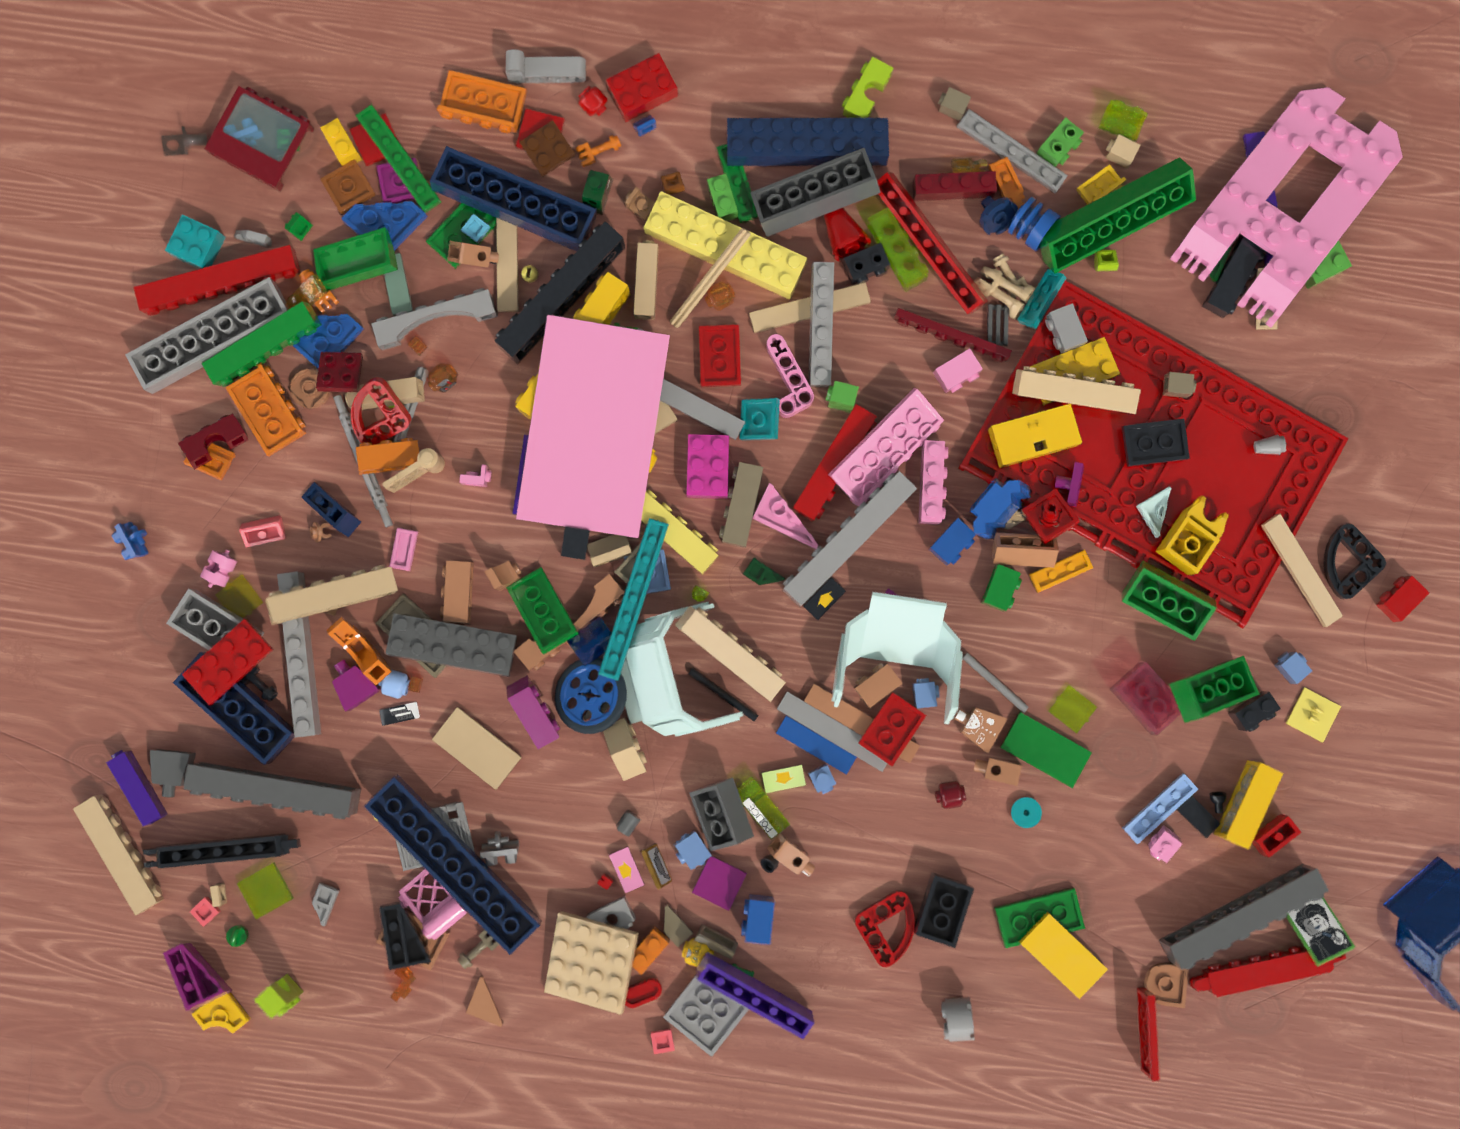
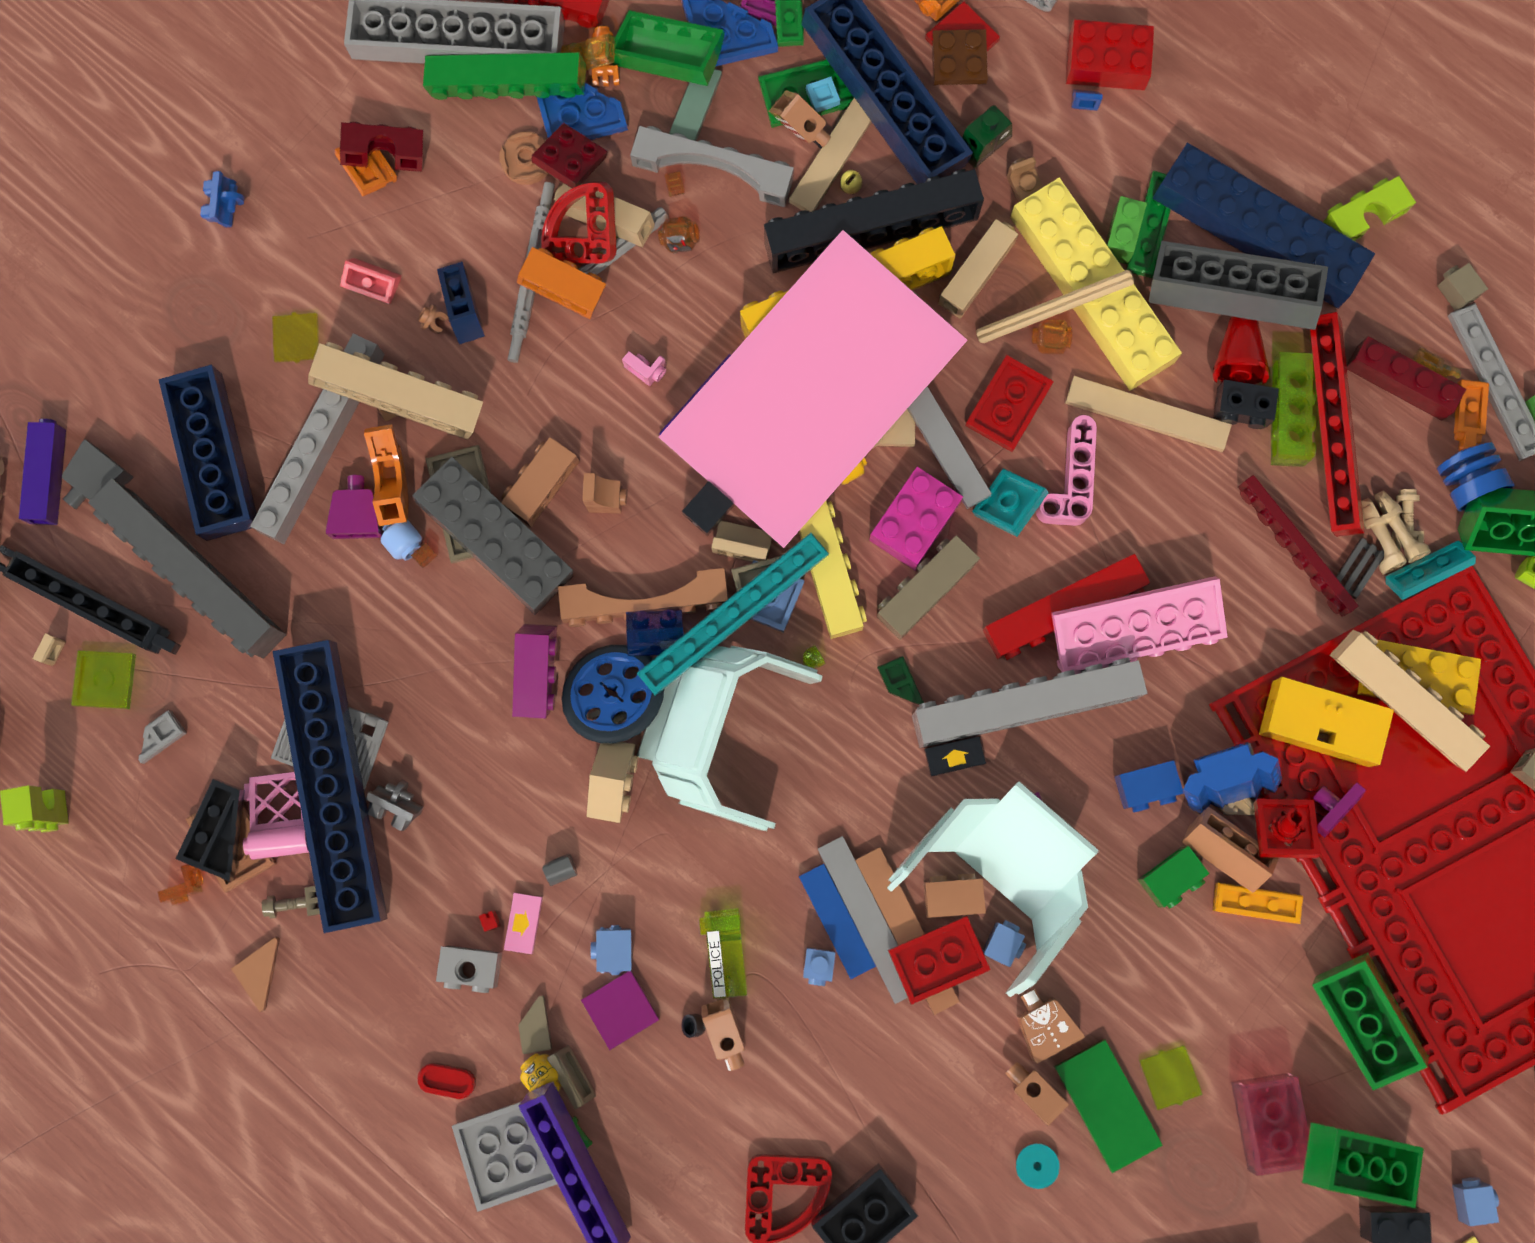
camera: 35 degrees right, 5 degrees down
(203, 619) = (246, 350): light grey brick -> none
(204, 911) = (20, 659): coral plate -> none
(219, 566) = (294, 289): bright pink wheel -> none
(227, 662) = (233, 394): red plate -> none
(237, 936) = (38, 710): green tile -> none
(266, 409) = (463, 151): orange bracket -> none
(269, 693) = (256, 461): black hinge -> none
(399, 713) = (385, 577): sticker -> none
(403, 549) = (511, 397): bright pink tile -> none
(426, 461) = (599, 315): tan piece -> none
(476, 748) = (445, 672): tan tile -> none
(542, 610) = (621, 562): green tile -> none
(589, 153) = (1002, 91): orange hinge -> none
(591, 962) = (410, 1004): tan plate -> none
(592, 101) = (1044, 37): red head -> none
(649, 949) = (485, 1034): orange brick -> none
(656, 866) = (560, 942): slope -> none
(662, 1041) = (432, 1154): coral plate -> none
(672, 183) = (1078, 180): dark orange tile -> none
(721, 814) = (674, 930): dark grey brick -> none
(723, 694) = (766, 791): black bar -> none
(730, 653) = (805, 747): tan brick -> none
(759, 919) = (638, 1084): blue brick -> none
(777, 515) = (961, 625): bright pink wing -> none
(783, 778) = (773, 936): yellowish green tile -> none
(821, 324) = (1150, 438): light grey brick -> none
(842, 396) = (1123, 534): bright green brick -> none
(931, 482) = (1167, 700): bright pink brick -> none
(950, 794) = (959, 1084): dark red head -> none
(957, 371) = (1278, 592): bright pink brick -> none
(995, 682) = (1096, 985): light grey bar -> none
(997, 214) = (1437, 440): dark blue tile -> none
(1066, 328) = (1440, 620): light grey brick -> none
(1154, 510) = (1417, 902): light aqua tile -> none
(1155, 442) = (1468, 822): black plate -> none
(1192, 538) = (1445, 964): yellow brick -> none

